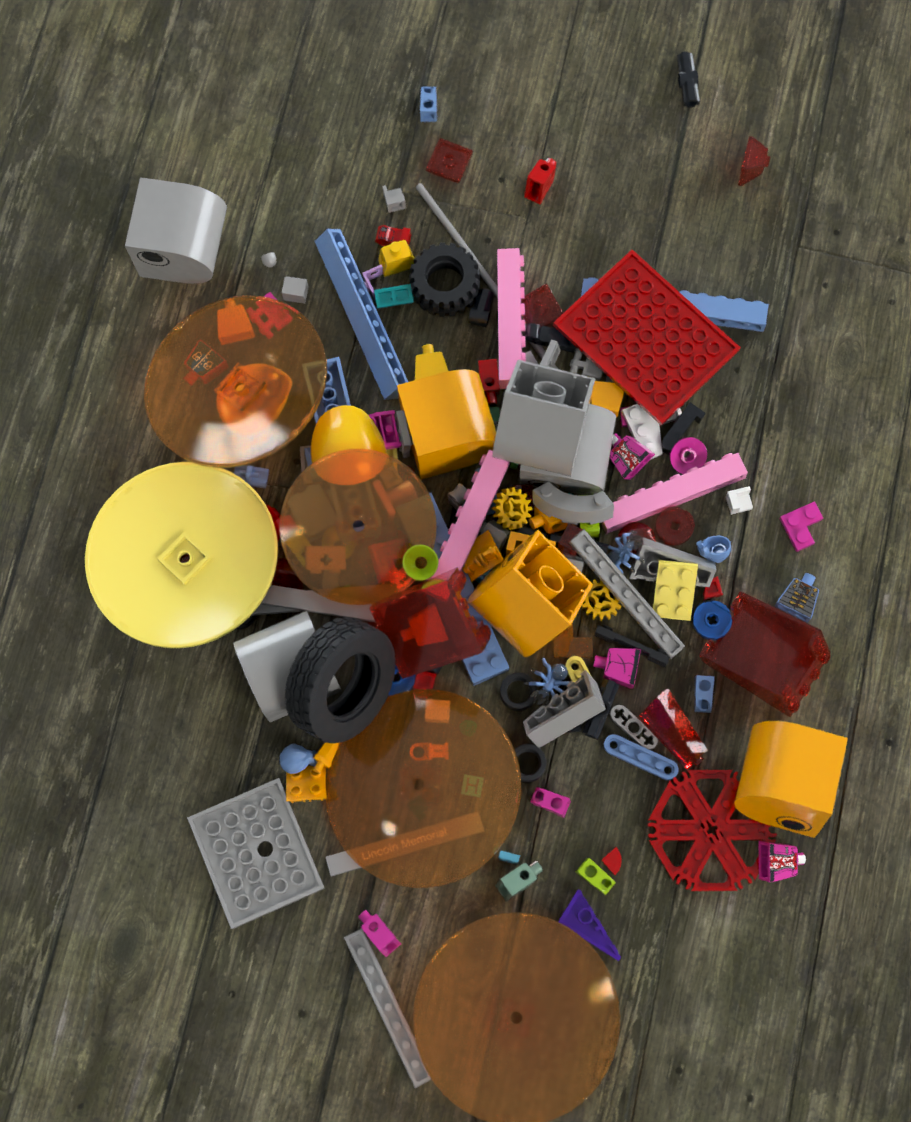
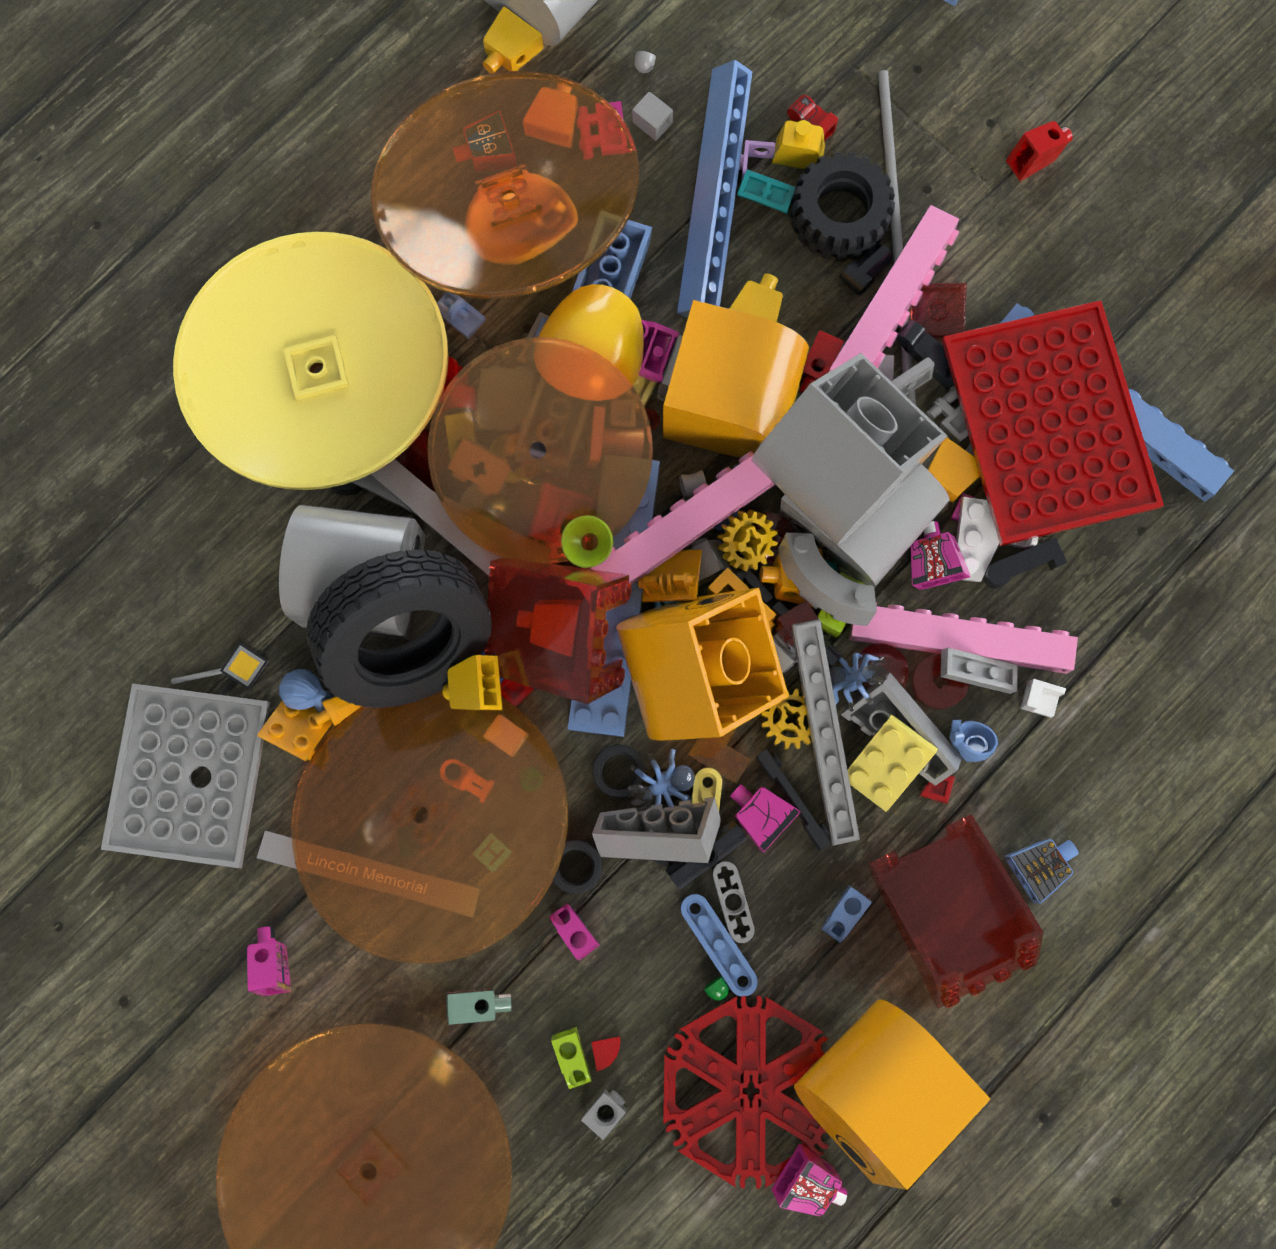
camera: 30 degrees right, 5 degrees up
(179, 294) = (510, 42): none -> yellow torso
(248, 768) = (241, 666): none -> piece
(387, 1006) = (227, 1055): light grey tile -> none
(394, 199) = (841, 73): light grey panel -> none
(402, 688) = (474, 684): none -> yellow torso
(449, 160) = (940, 62): clear red plate -> none
(509, 857) = (481, 969): medium azure tile -> none
(584, 922) = (522, 1106): dark purple wing -> none
(629, 903) = (603, 1126): none -> light grey brick
(656, 783) = (717, 988): none -> green hinge
(673, 729) = (779, 938): clear red slope -> none
(693, 505) = (978, 670): none -> light grey plate
(696, 457) = (1019, 612): dark pink dish -> none
(710, 609) = (920, 813): blue plate -> none
(796, 525) = (1098, 769): dark pink plate -> none

